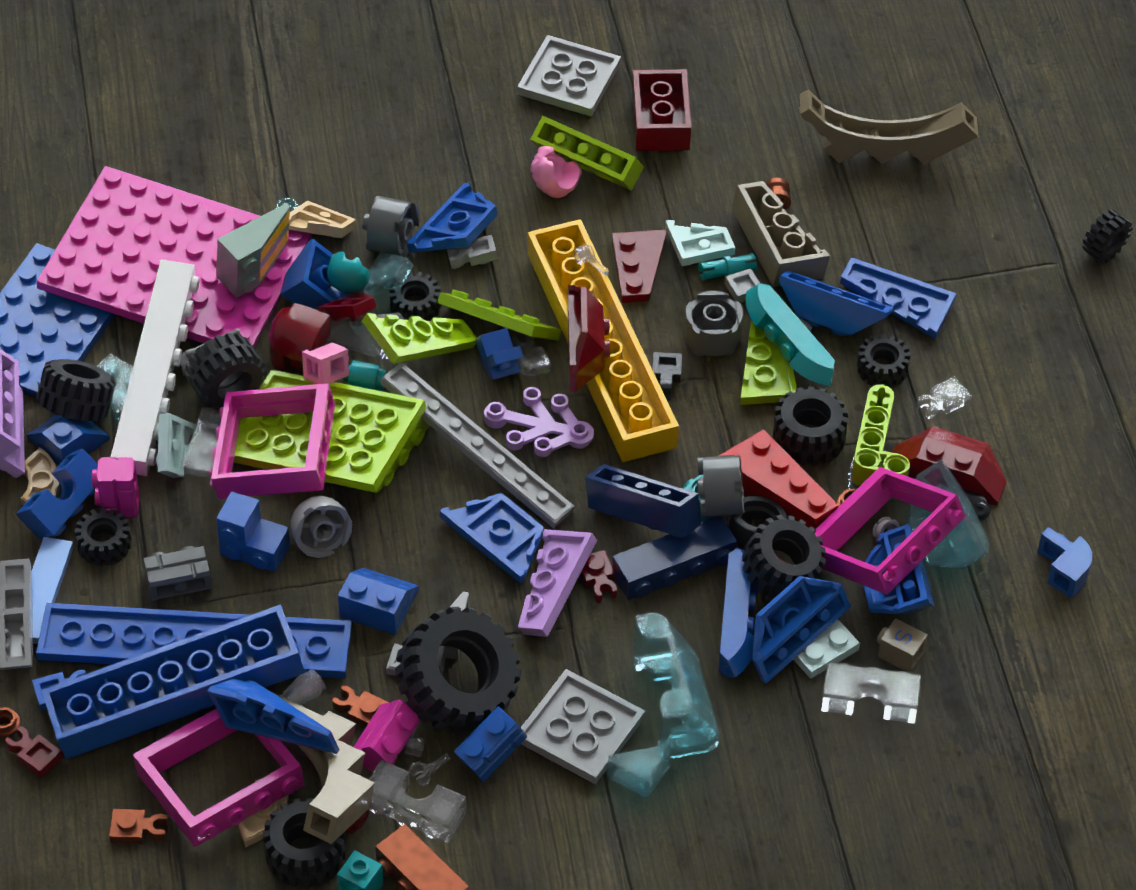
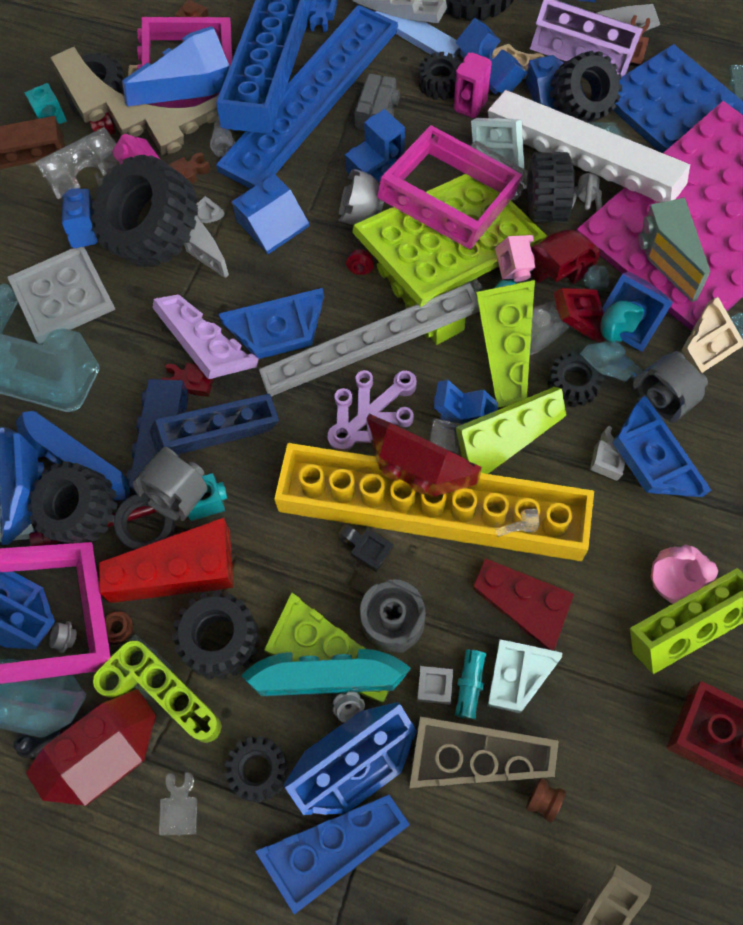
camera: 125 degrees right, 15 degrees up
(389, 498) = (360, 262): none -> dark red plate

